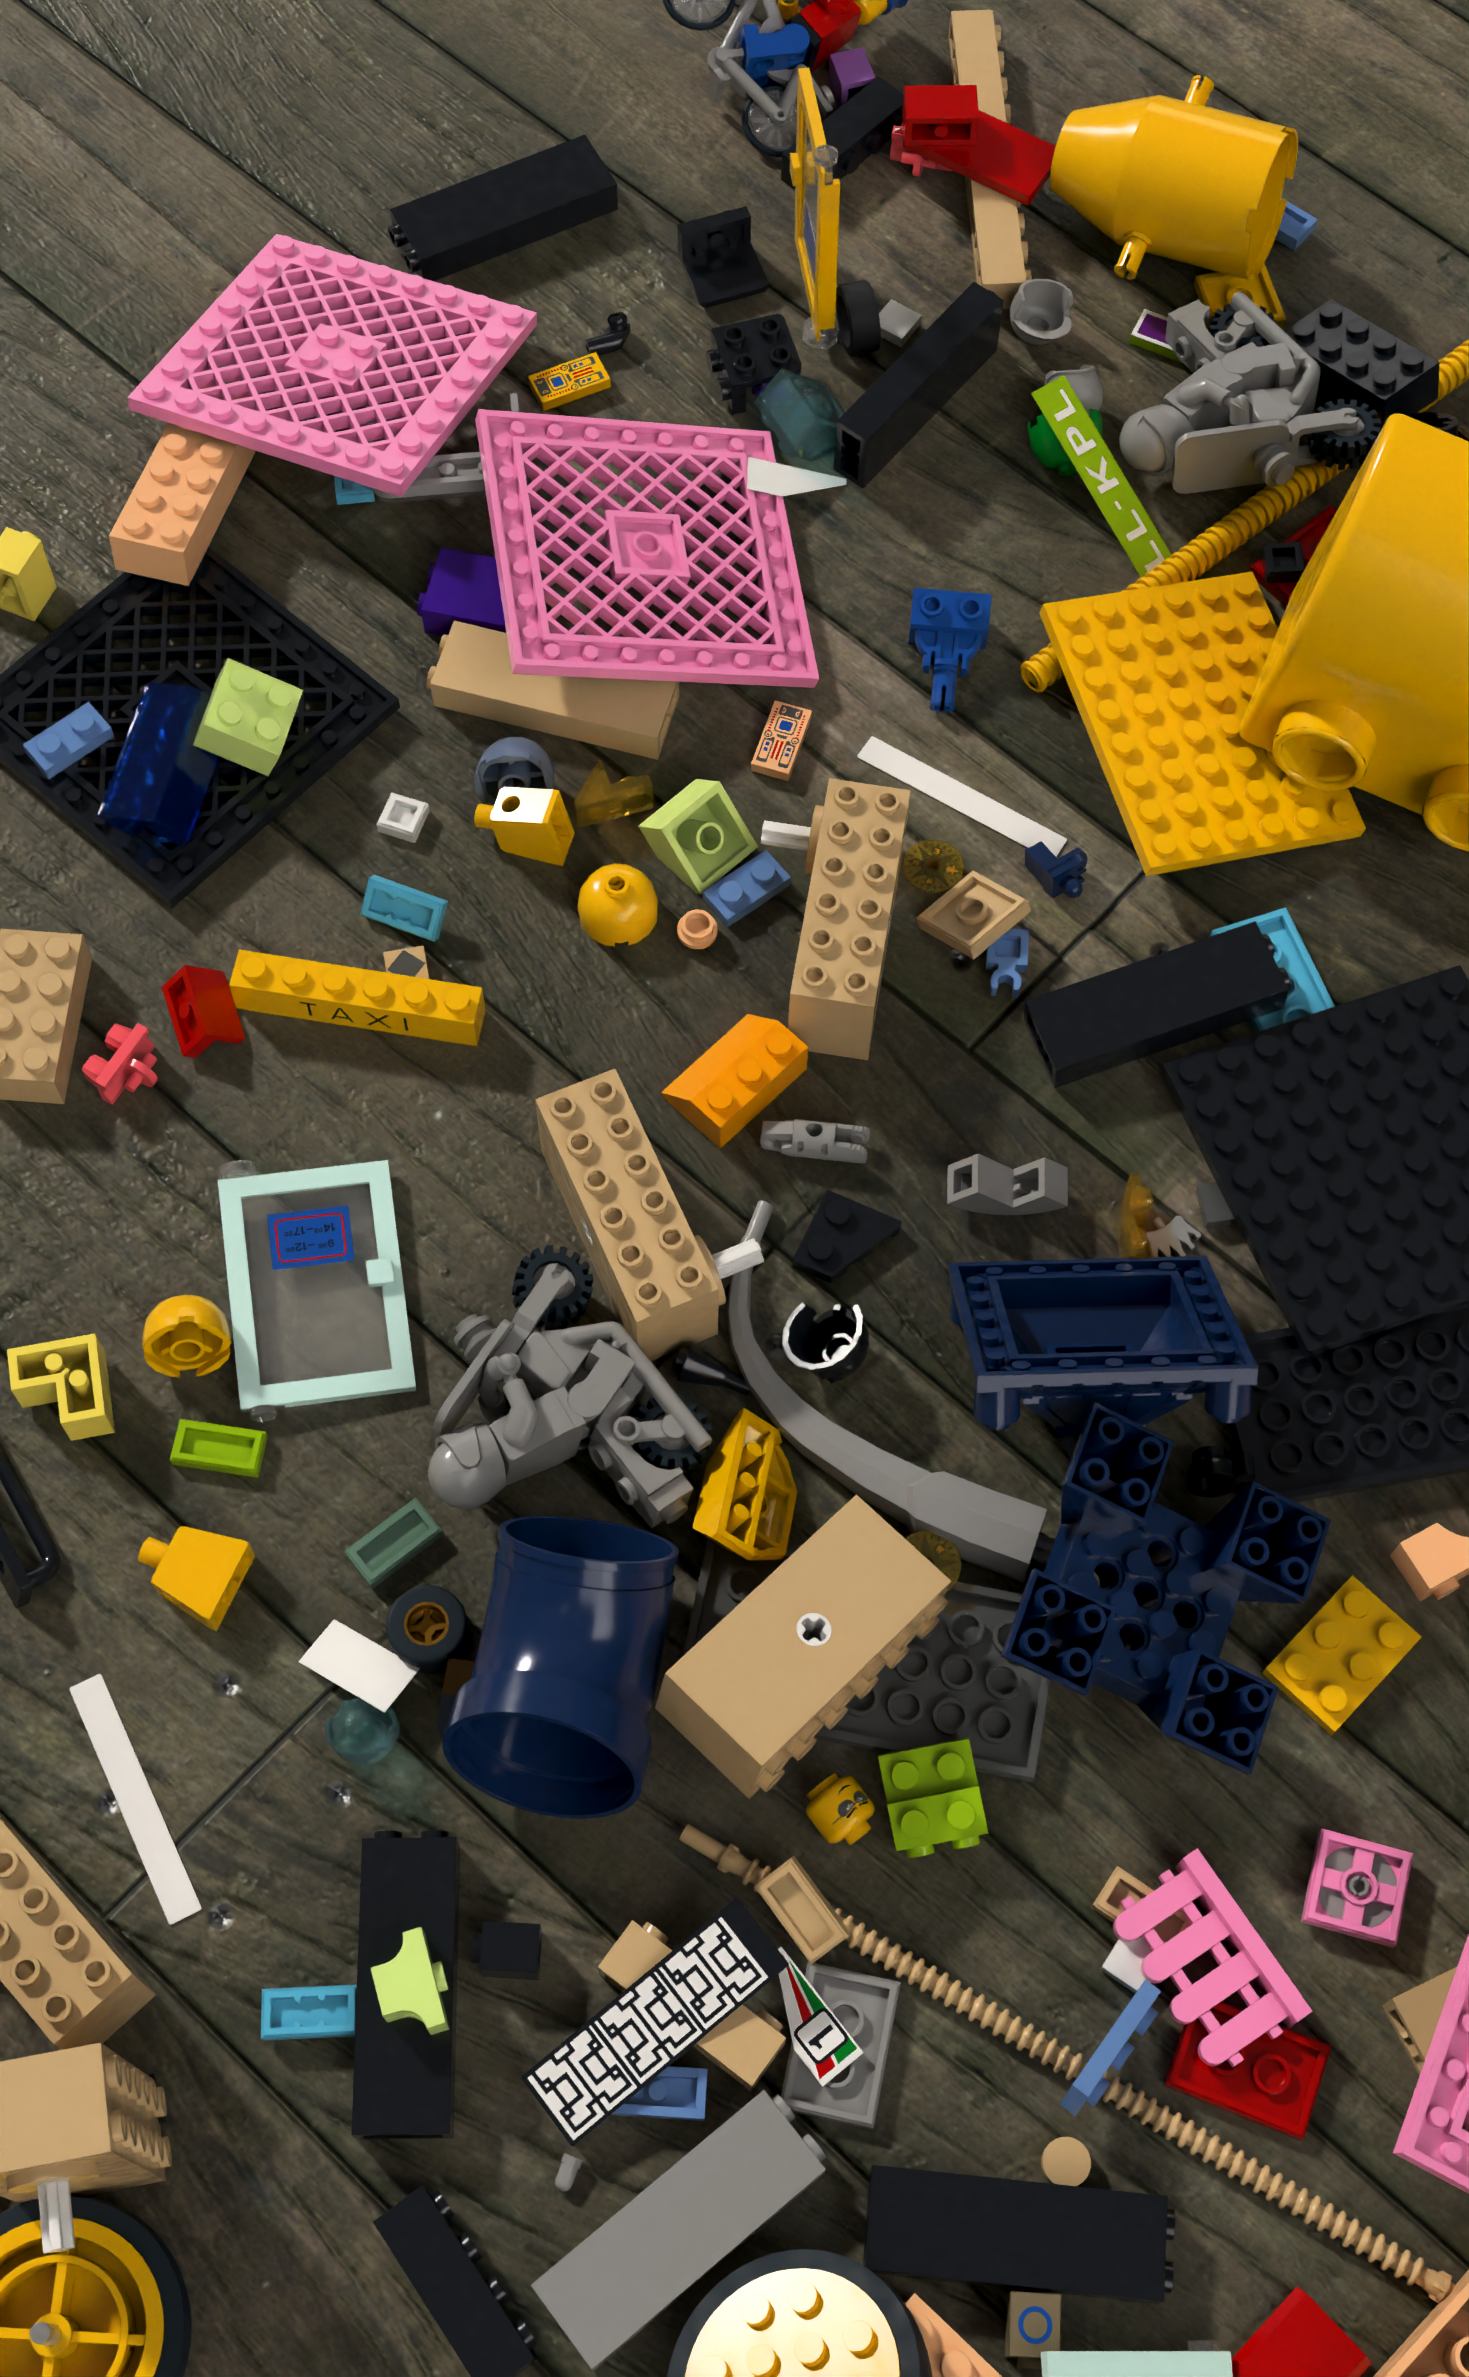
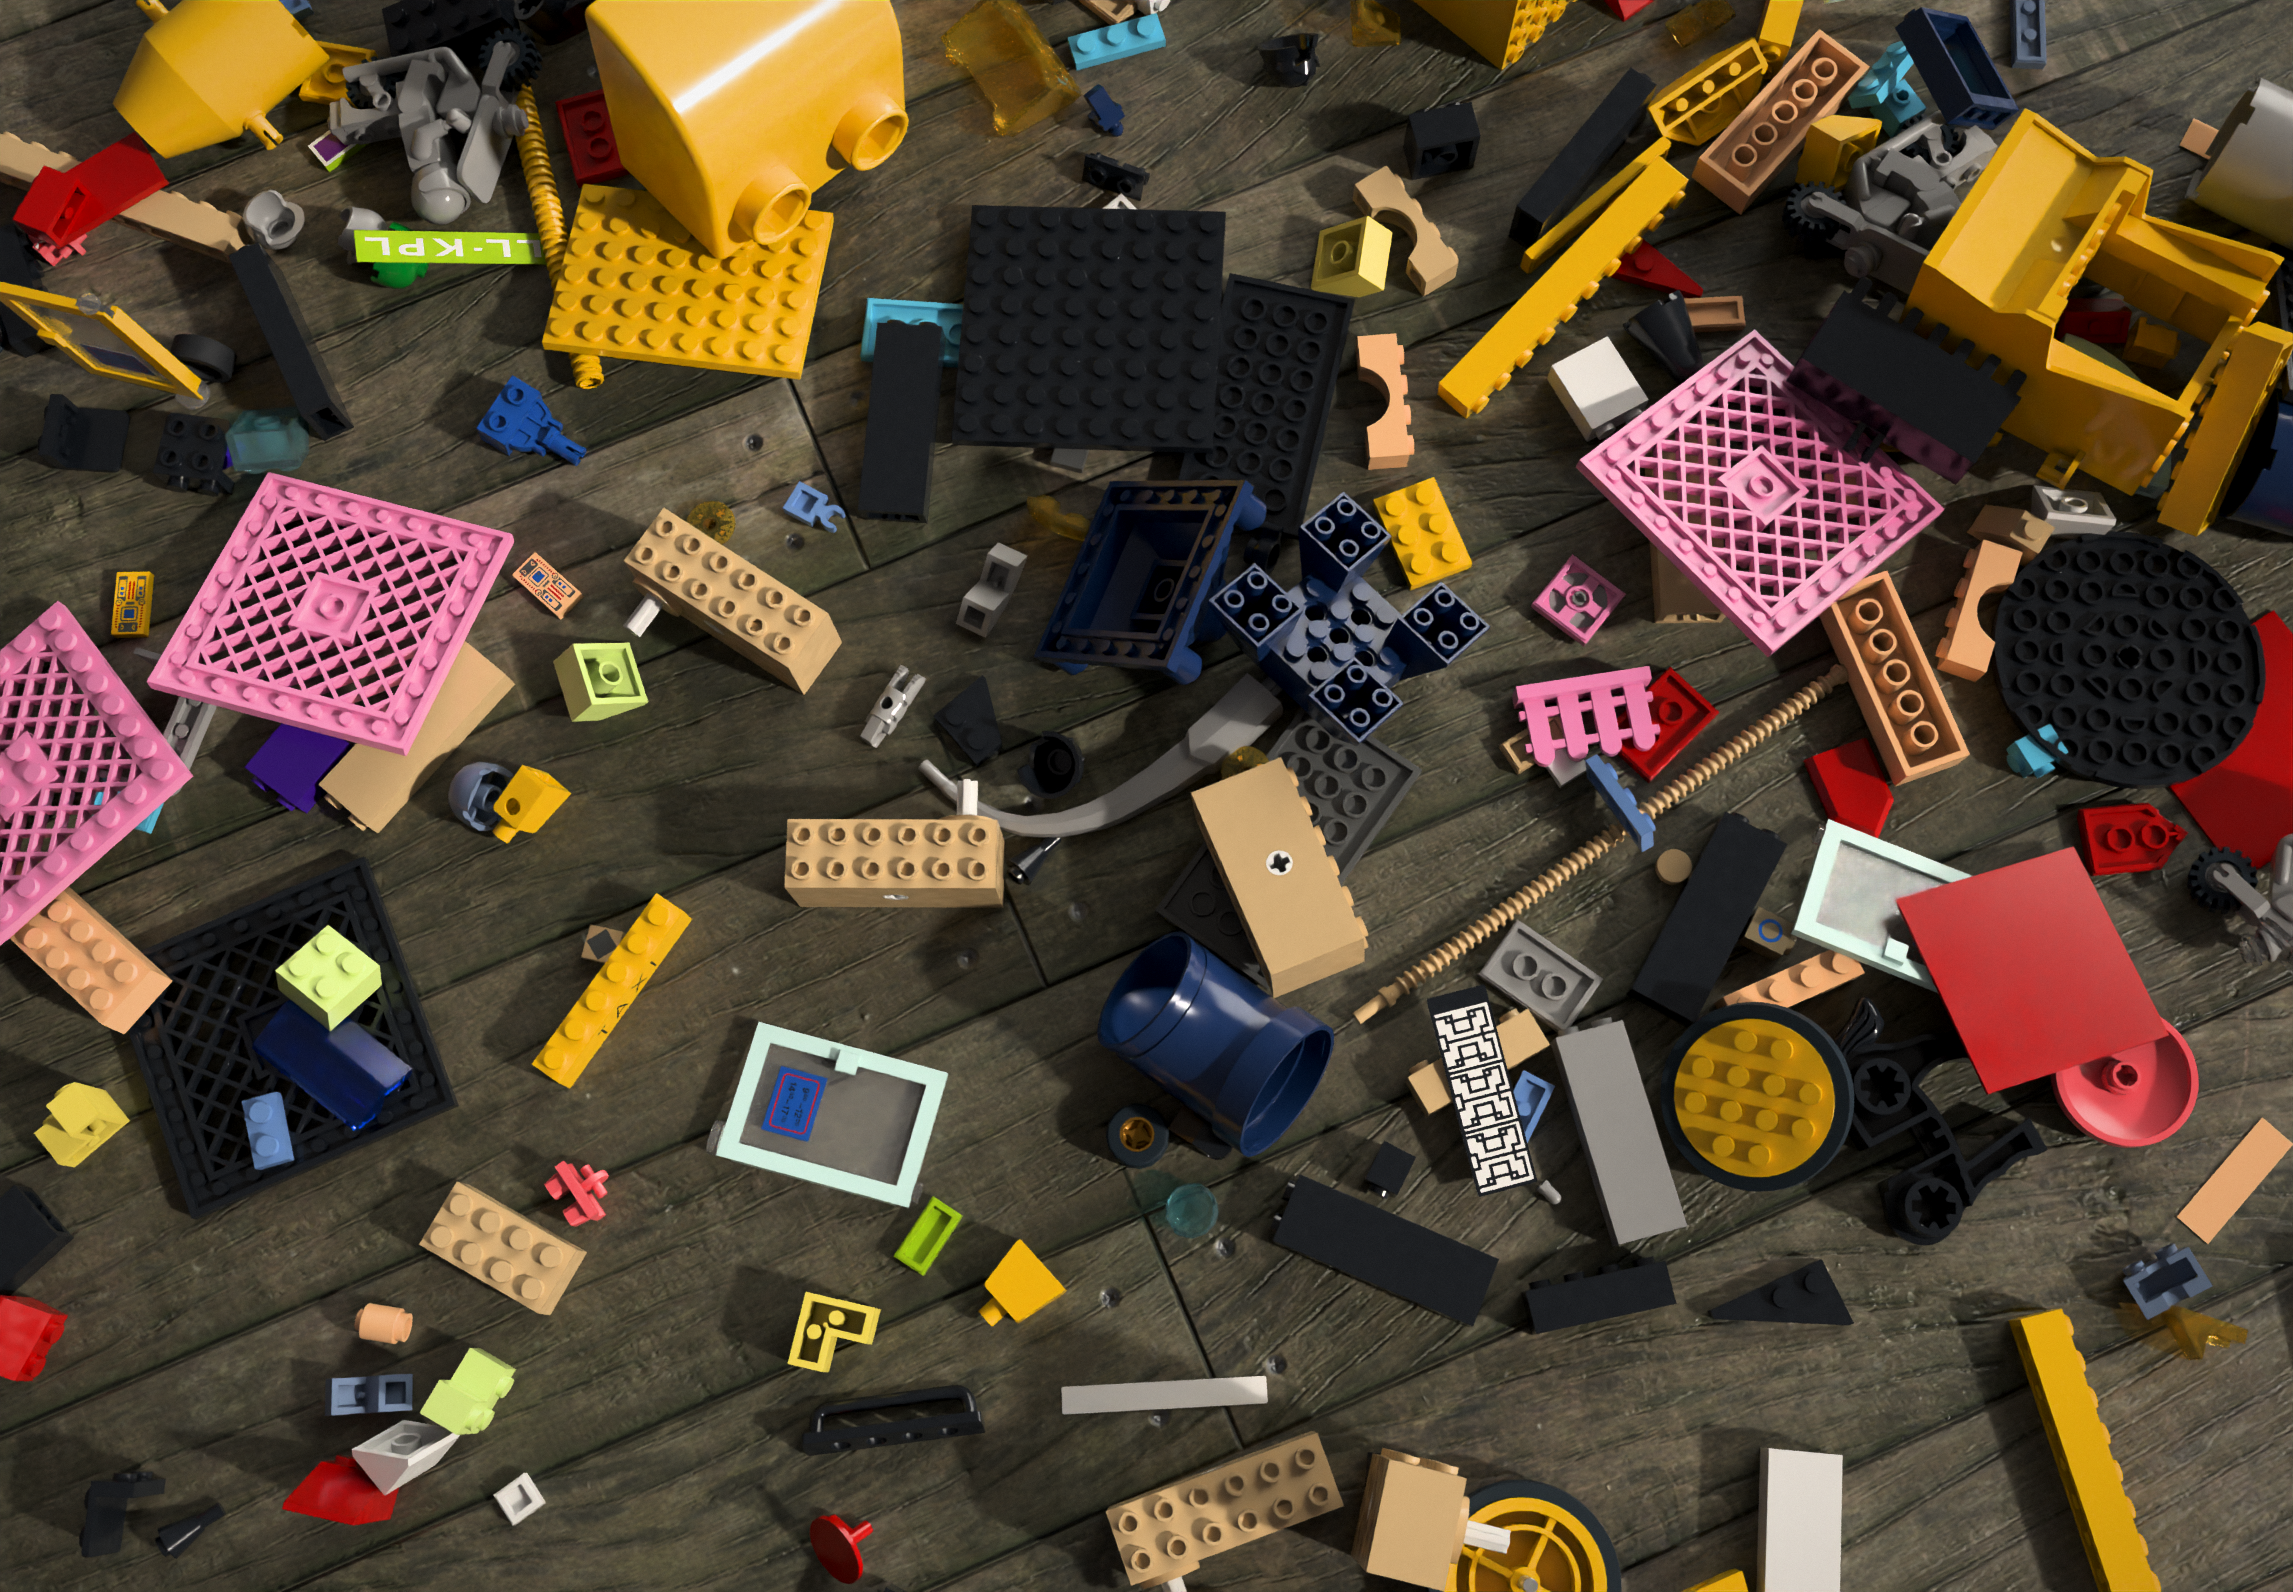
camera: 60 degrees left, 10 degrees up
(186, 1335) = (830, 1225): yellow cylinder -> none
(201, 1009) = (561, 1115): red panel -> none
(308, 2012) = (1373, 1325): medium azure plate -> none
(359, 1665) = (1141, 1196): white sticker -> none
(393, 1543) = (1059, 1136): sand green tile -> none
(403, 817) = (468, 896): white tile -> none
(403, 908) = (551, 926): medium azure plate -> none
(412, 1984) = (1394, 1242): yellowish green brick -> none
(584, 1392) = (1009, 937): light grey piece -> none
(604, 801) = (535, 737): clear yellow slope -> none
(613, 338) = (109, 552): black arm -> none
(617, 905) = (628, 766): yellow cylinder -> none
(697, 929) = (677, 716): light nougat plate -> none
(738, 1077) = (812, 740): light orange slope -> none
(746, 888) = (660, 666): medium blue plate -> none
(748, 1491) = (1140, 871): yellow wedge -> none
(785, 479) = (320, 479): white sticker -> none
(802, 1910) = (1446, 961): tan tile -> none
(814, 2028) = (1526, 988): sticker -> none
(840, 1809) = (1388, 906): yellow head -> none
(898, 322) = (218, 328): white tile -> none
(933, 1797) = (1407, 841): lime plate -> none
(959, 796) = (661, 479): white sticker -> none
(973, 914) = (767, 514): tan tile -> none
(1055, 874) = (763, 440): dark blue piece -> none
(1171, 1237) = (1079, 499): light grey piece -> none
(1282, 562) = (587, 158): black tile -> none

